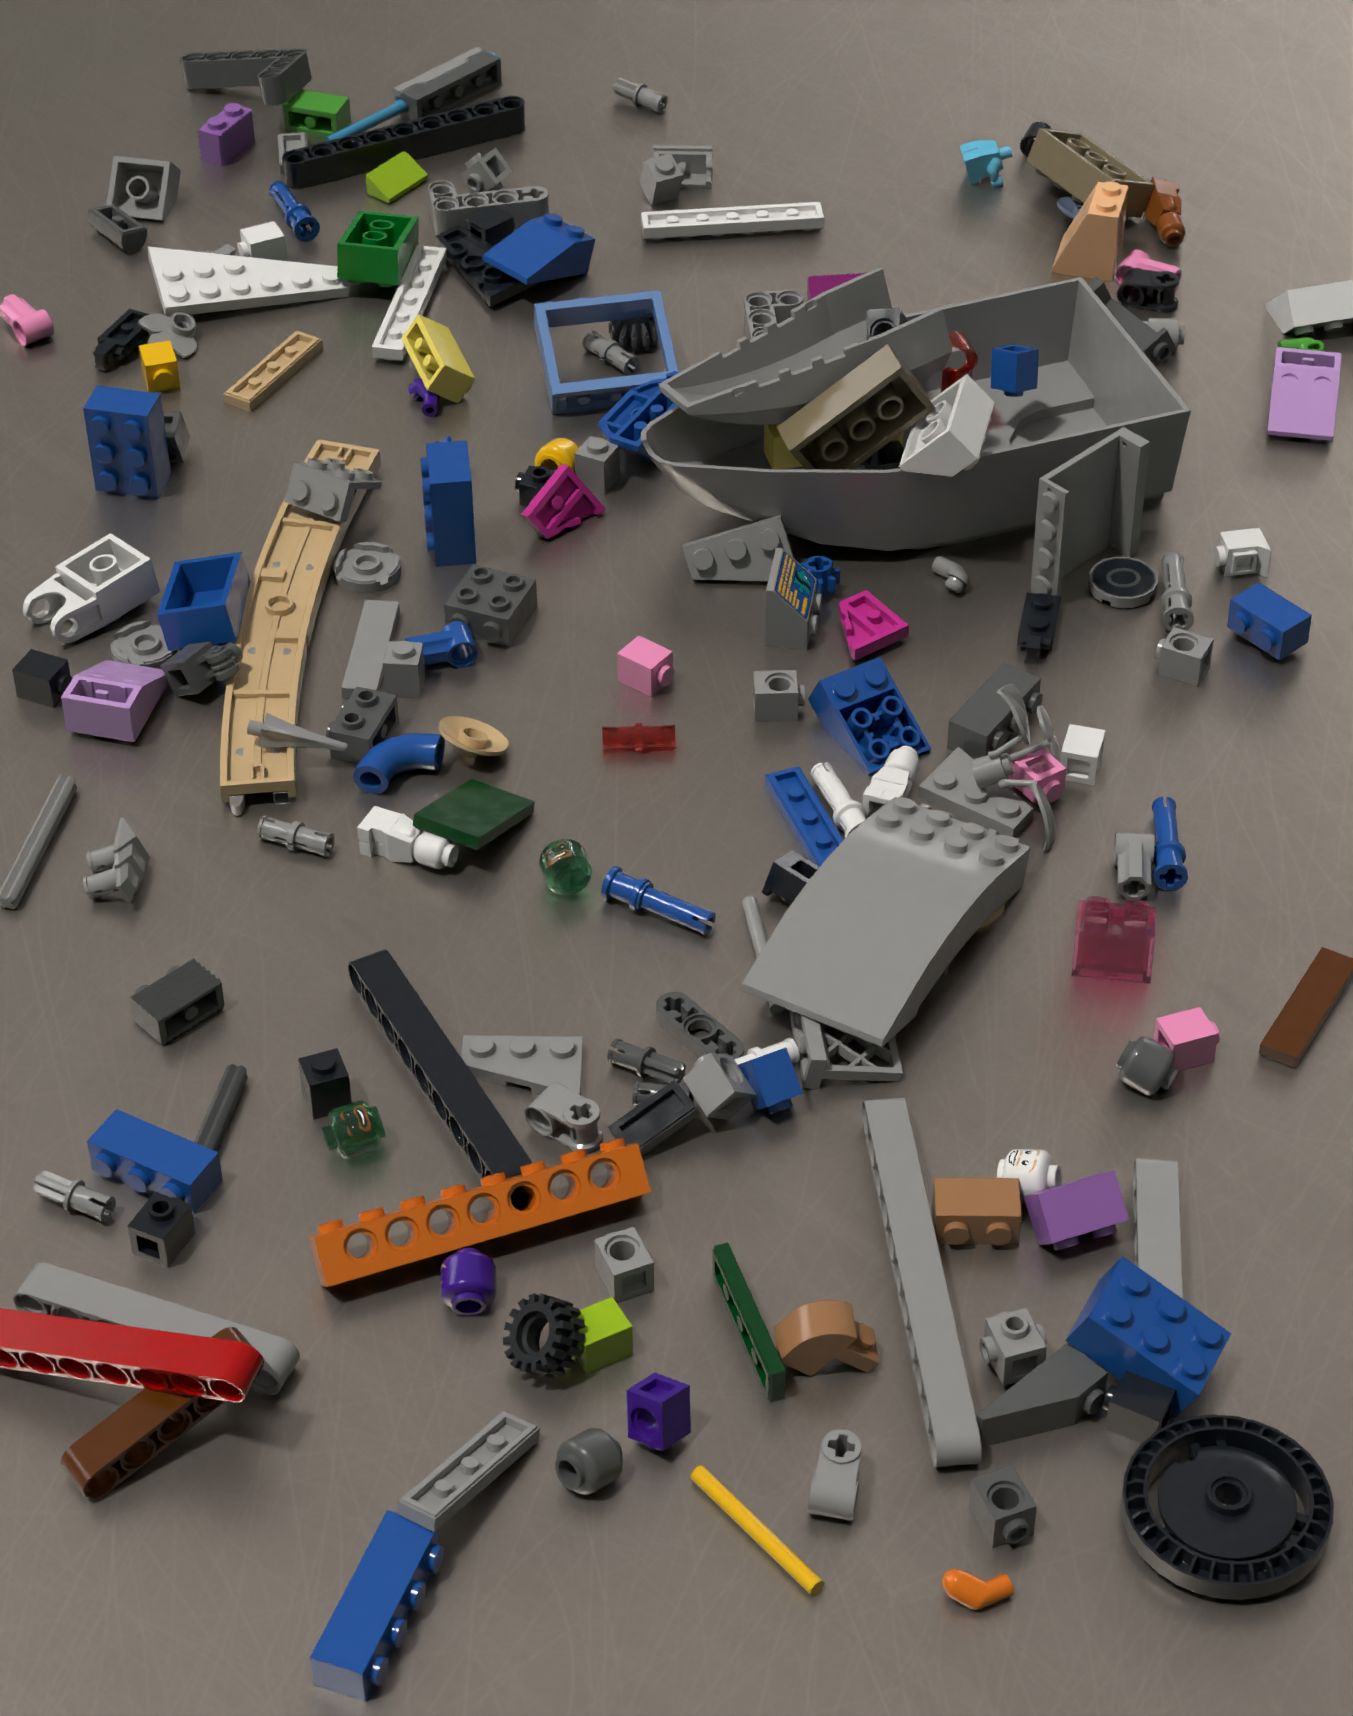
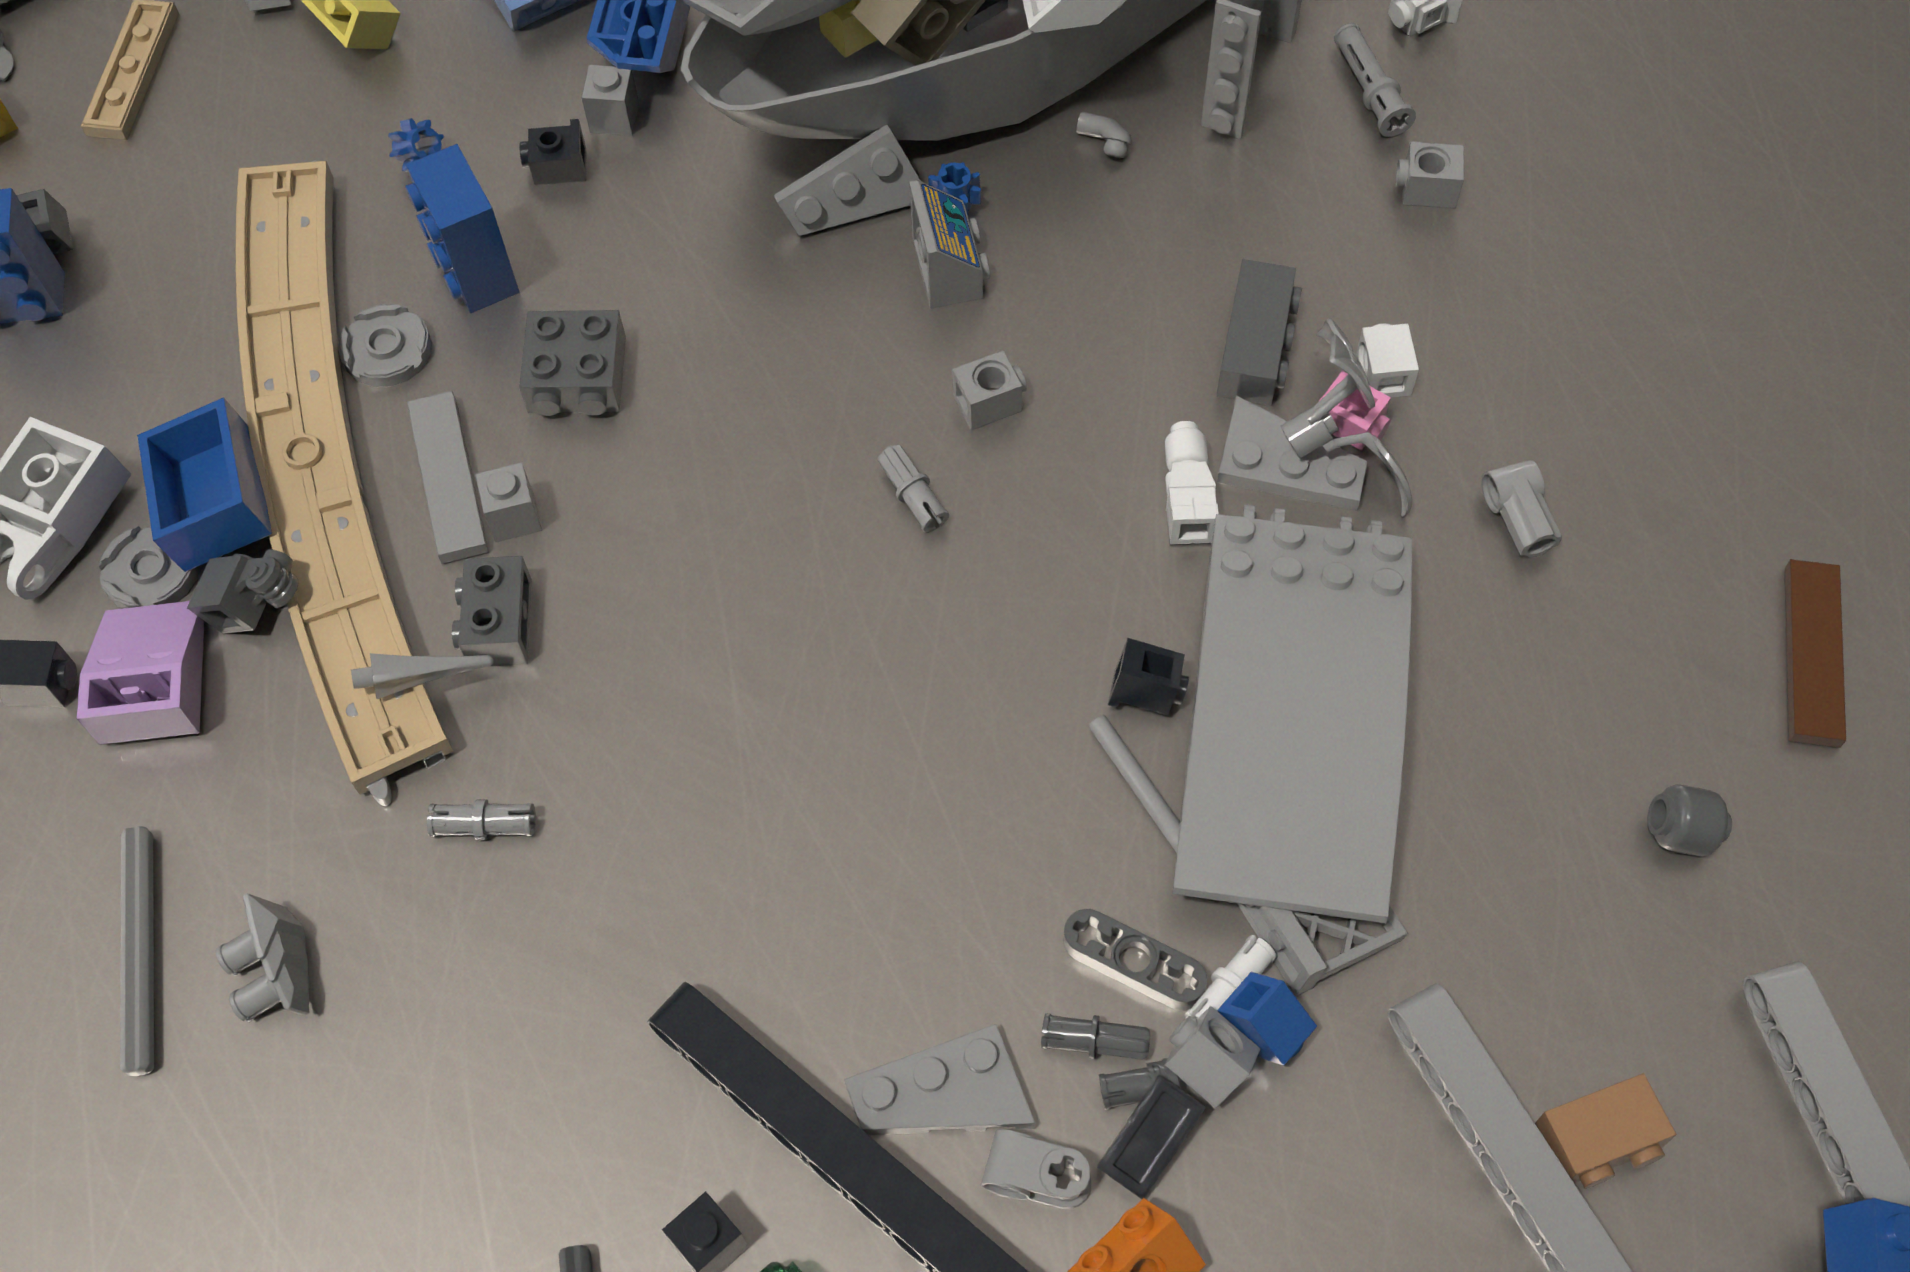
camera: 20 degrees left, 20 degrees up
(177, 1001) = (443, 1165): dark grey brick -> none
(327, 487) = (290, 247): light grey bracket -> none
(396, 756) = (557, 647): blue cylinder -> none
(397, 839) = (630, 783): white piece -> none
(430, 399) = (353, 57): dark purple arm -> none
(450, 645) = (548, 441): blue piece -> none
(472, 736) = (643, 581): tan dish -> none
(473, 814) = (701, 712): dark green tile -> none
(556, 453) = (556, 102): yellow head -> none
(561, 504) = (593, 177): dark pink wing -> none
(565, 867) = (855, 756): clear green head -> none
(639, 737) = (847, 507): clear red pin -> none
(642, 895) = (965, 764): blue pin -> none
(645, 666) = (809, 396): bright pink brick -> none
(691, 737) = (912, 487): none -> light grey axle
(804, 813) = (1111, 569): blue tile -> none
(847, 812) = (1157, 546): white pin -> none
(866, 714) = (1114, 388): blue slope -> none
(869, 624) = (1045, 242): dark pink wing -> none
(1033, 1168) = (1640, 1046): white head -> none
(1038, 624) = (1238, 178): black hinge -> none
(1077, 1208) = (1725, 1087): medium lavender brick -> none
(1114, 940) = (1557, 634): clear pink slope -> none
(1123, 582) = (1304, 82): tile -> none
(1168, 852) = (1561, 490): blue pin -> none
(1189, 1036) = (1713, 757): bright pink brick -> none
(1269, 621) = (1504, 94): blue brick -> none

